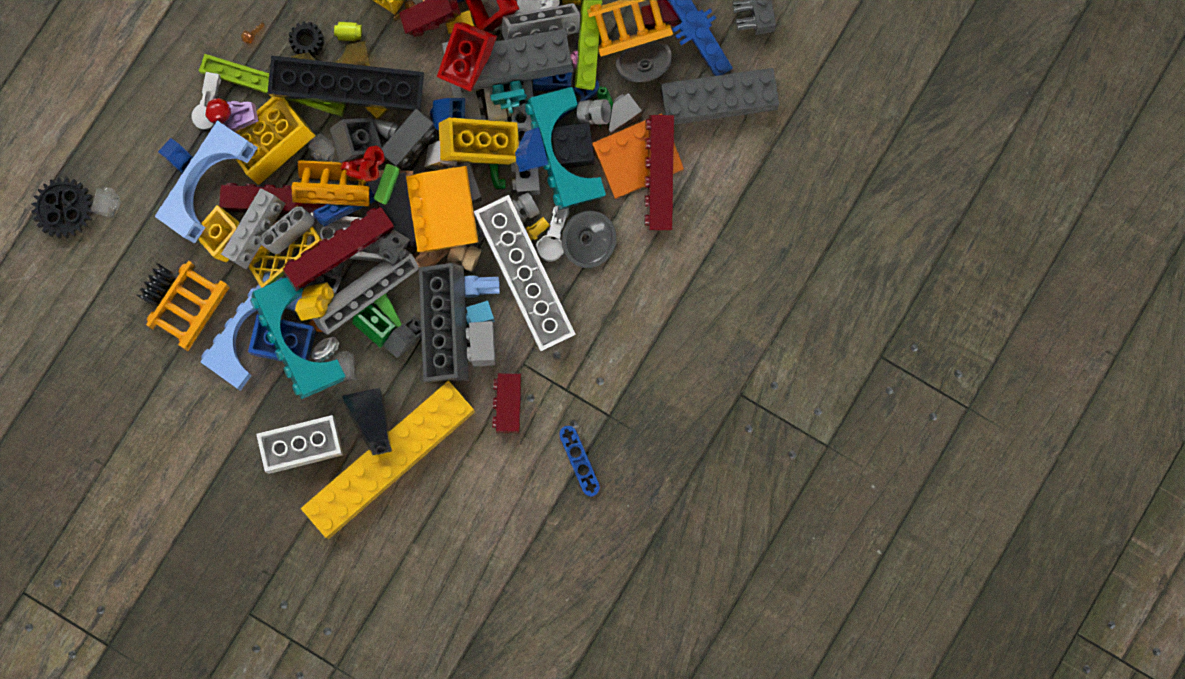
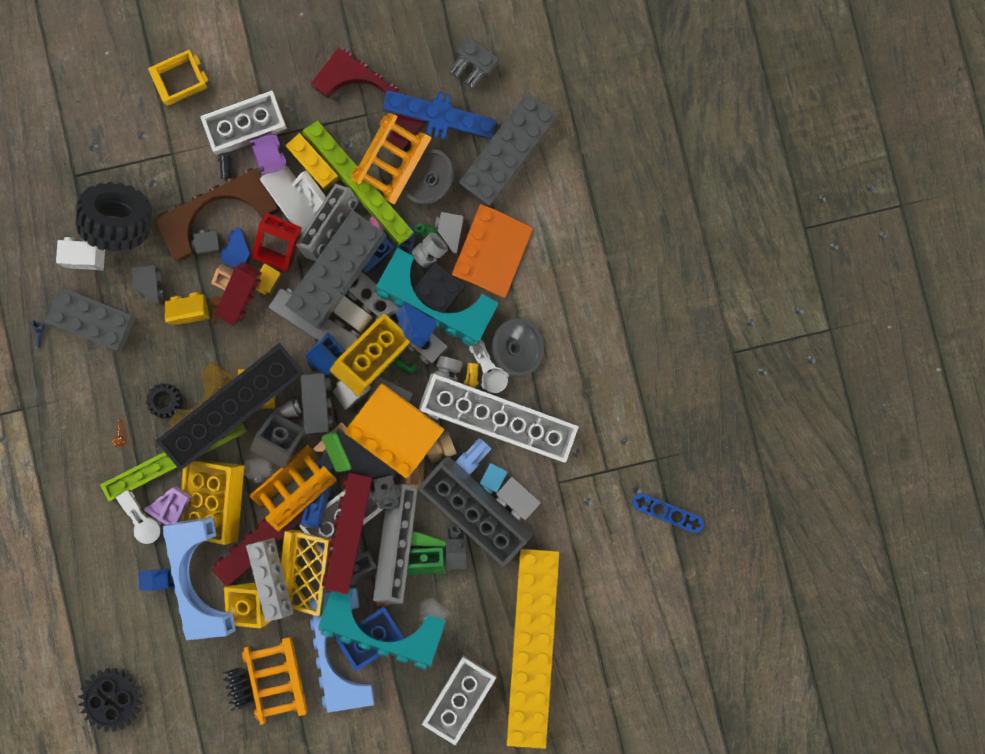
camera: 45 degrees left, 5 degrees up
(106, 202) = (138, 664): clear brick -> none
(218, 110) = (154, 518): red piece -> none
(287, 230) = (295, 565): light grey beam -> none
(314, 301) = (369, 589): yellow brick -> none
(325, 349) = (407, 613): white gear -> none
(348, 31) = (189, 364): neon yellow brick -> none
(368, 165) = (307, 447): red piece -> none
(370, 419) = (490, 631): black slope -> none
(466, 55) = (300, 301): red slope -> none
(507, 403) = (576, 522): dark red brick -> none
(509, 99) = (352, 305): teal hips -> none
(660, 172) = (522, 248): dark red brick -> none

